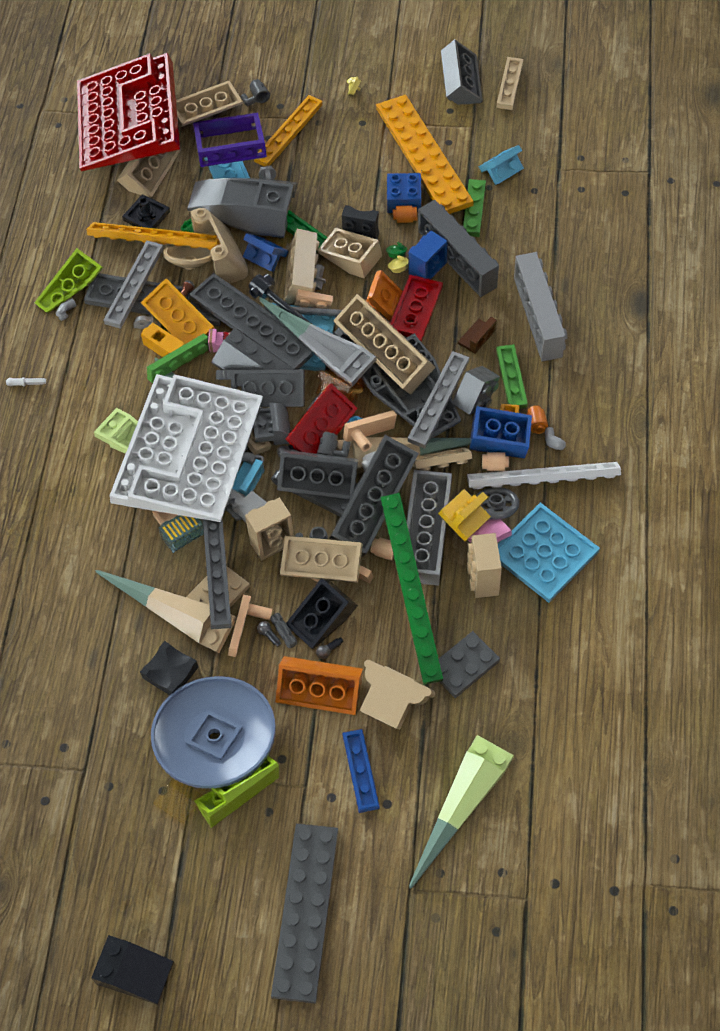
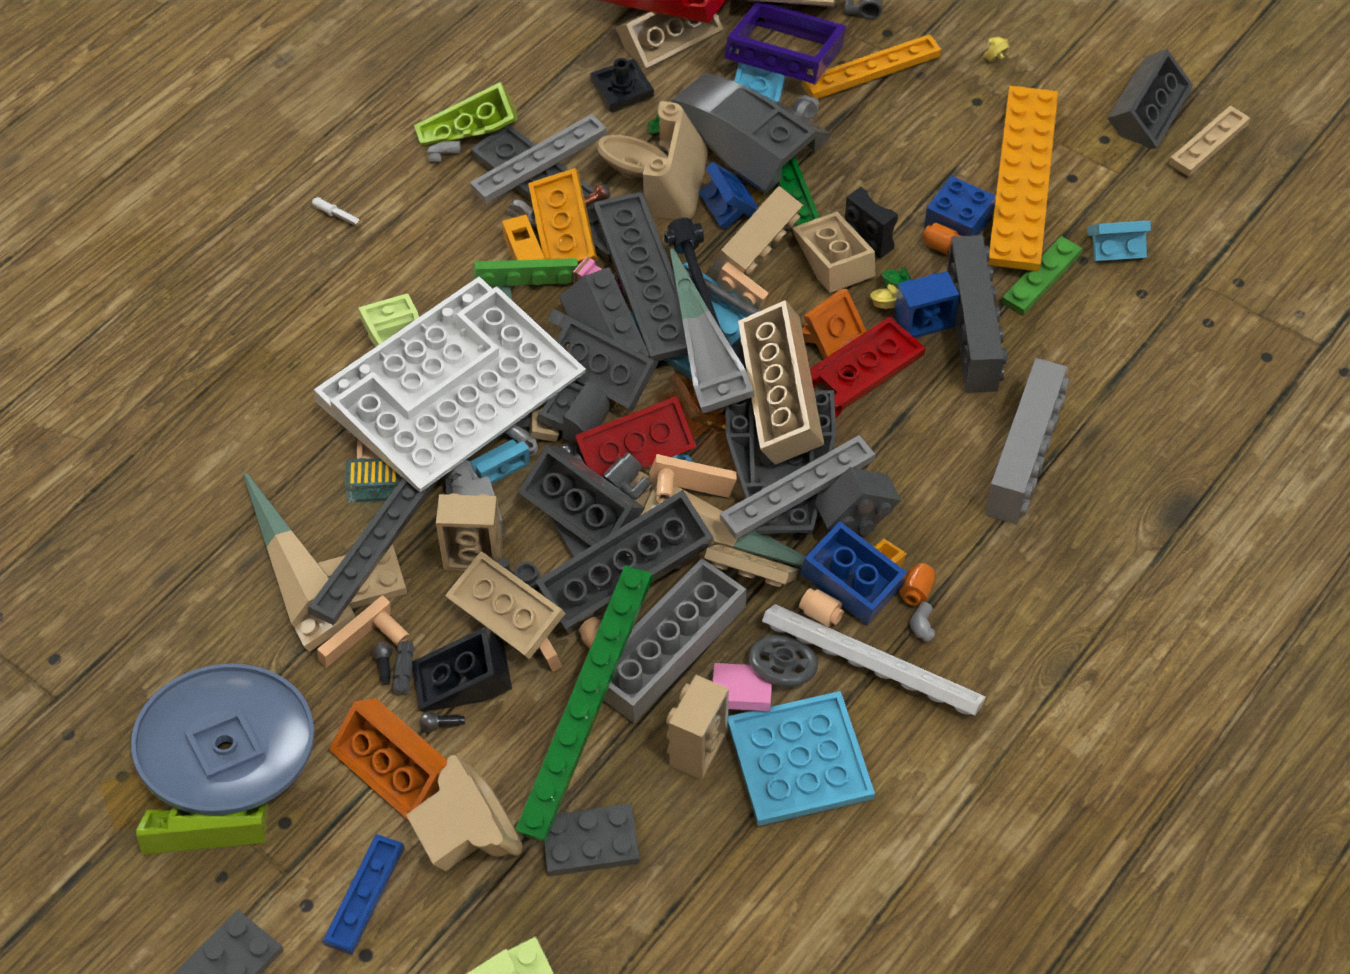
camera: 30 degrees right, 5 degrees down
(159, 236) = (603, 110): light orange plate -> none
(169, 669) = (234, 635): black brick -> none
(318, 279) = (770, 265): light grey piece -> none
(465, 513) = (725, 649): yellow bracket -> none
(478, 334) = (925, 437): reddish brown panel -> none
(511, 376) = (927, 512): bright green plate -> none

